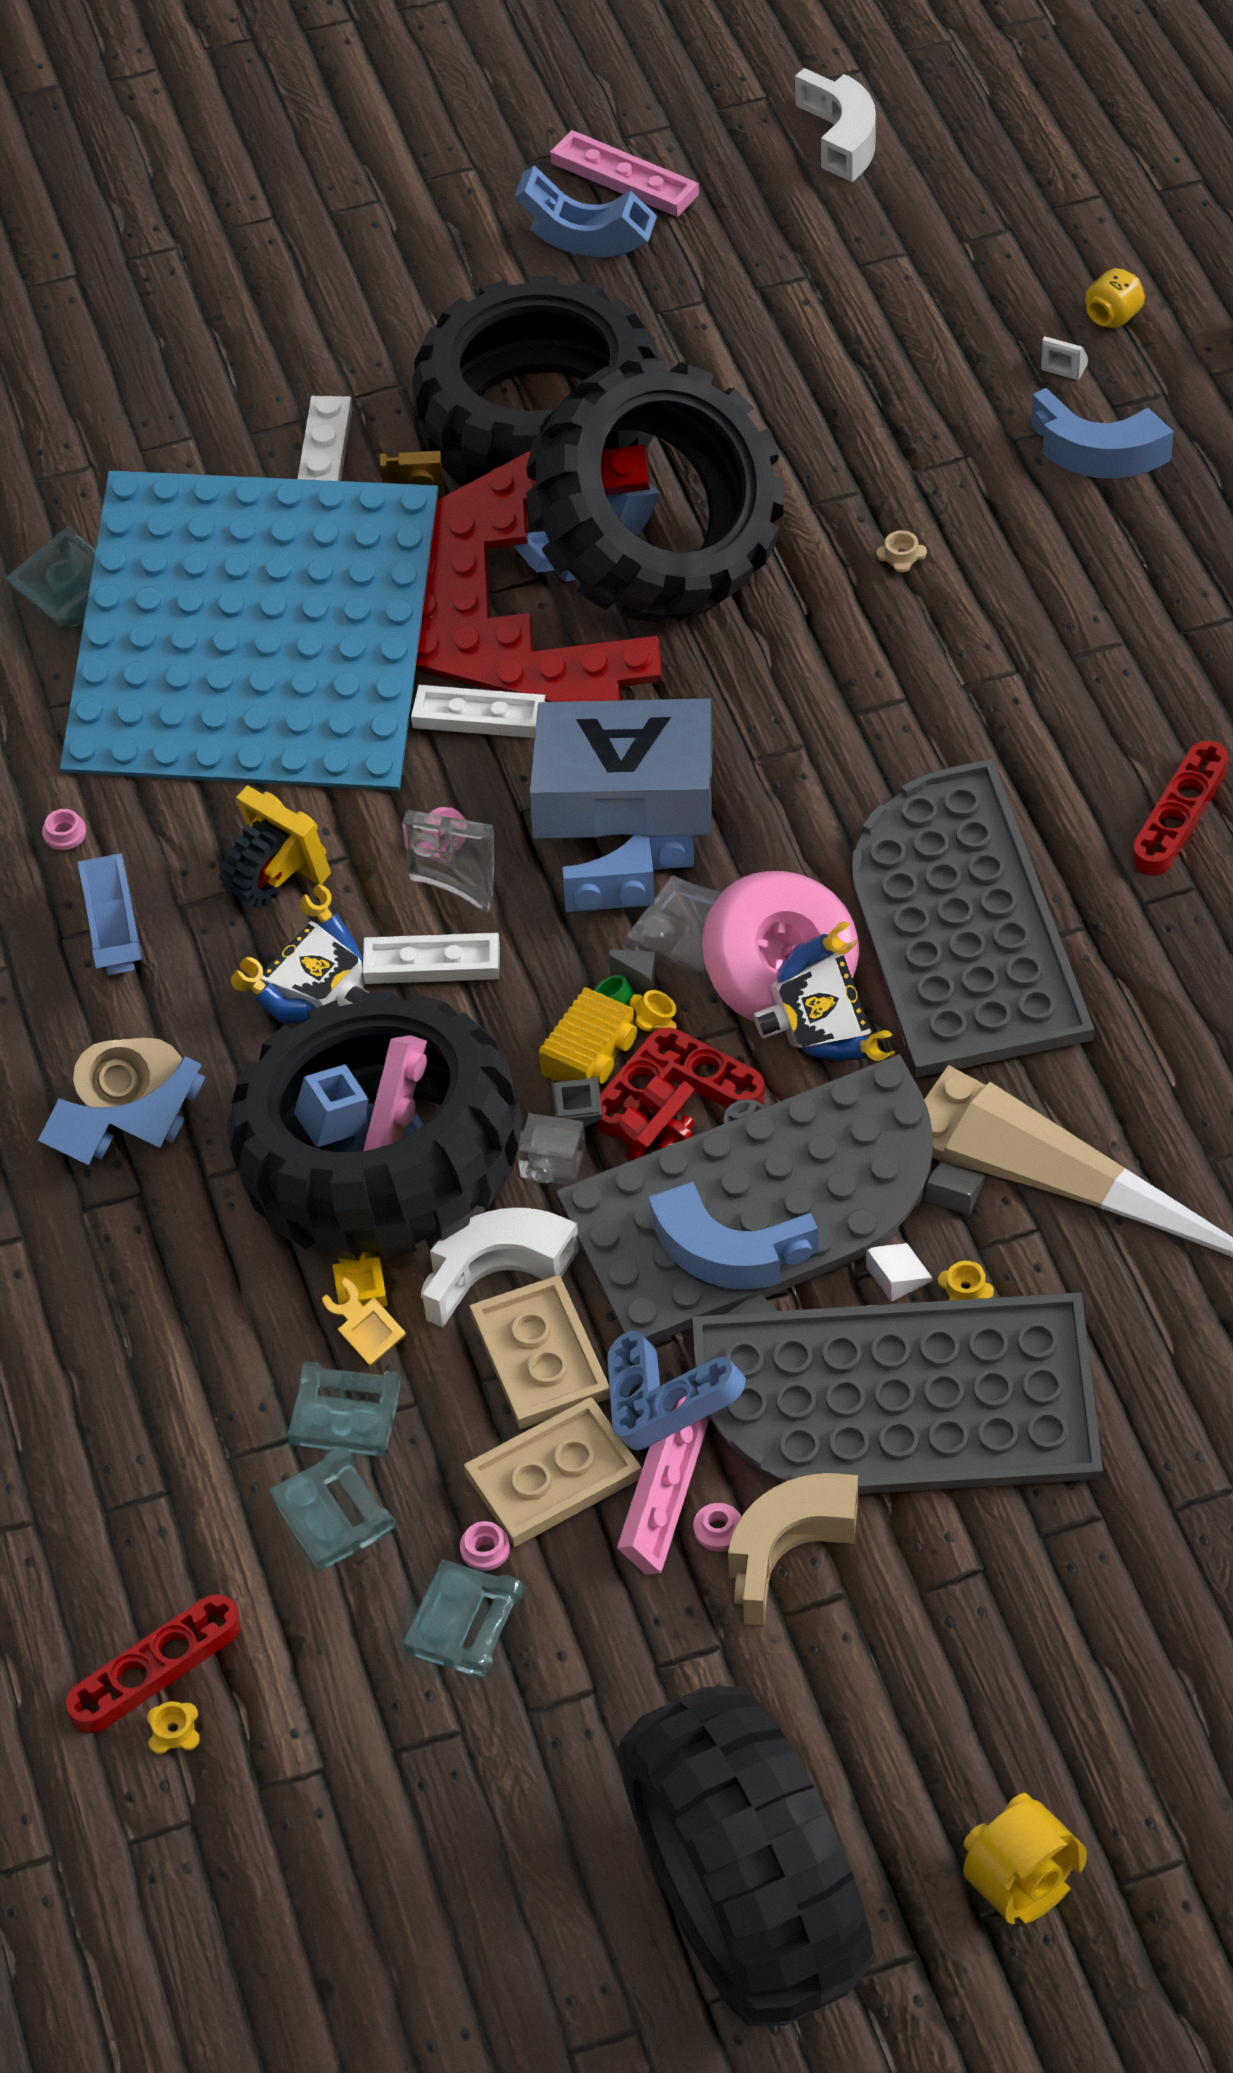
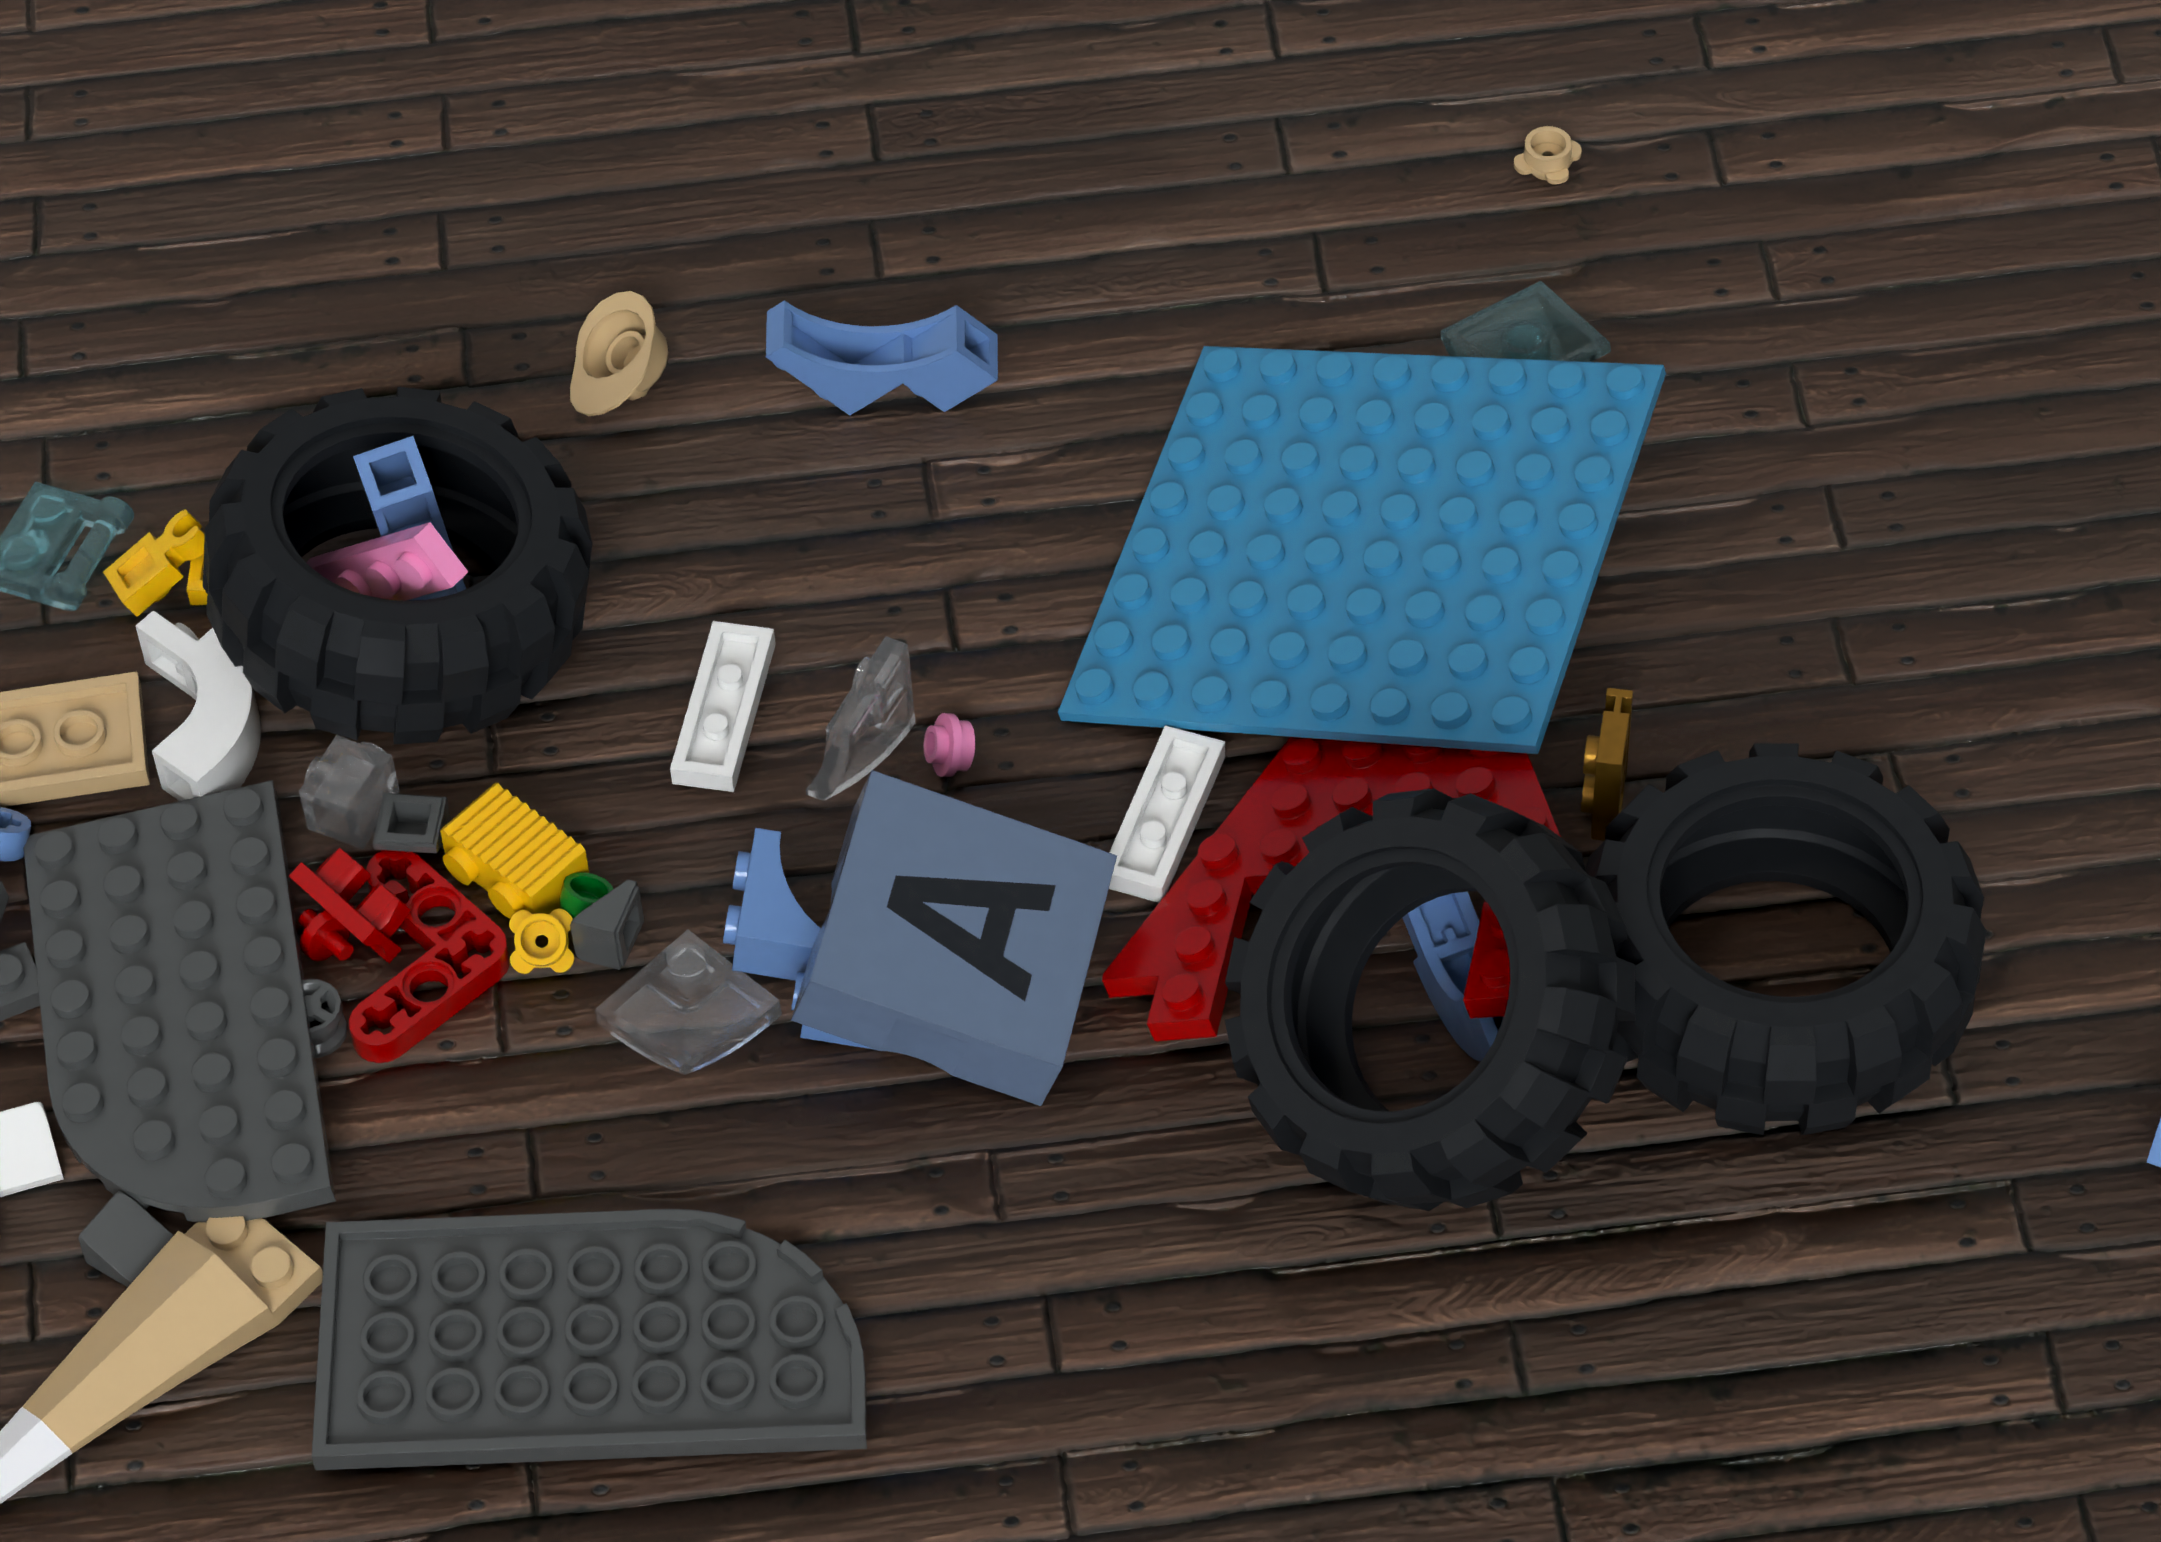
camera: 100 degrees right, 0 degrees up
(63, 829) = (1084, 338): bright pink plate -> none
(82, 1129) = (547, 312): medium blue arch -> none
(271, 849) = (948, 534): plate -> none
(311, 971) = (727, 565): torso -> none
(326, 438) = (1781, 699): white plate -> none
(723, 1254) = (78, 909): medium blue arch -> none
(757, 928) = (575, 1081): bright pink hat -> none
(820, 1003) = (448, 1115): torso -> none
(901, 550) = (1358, 1396): tan plate -> none

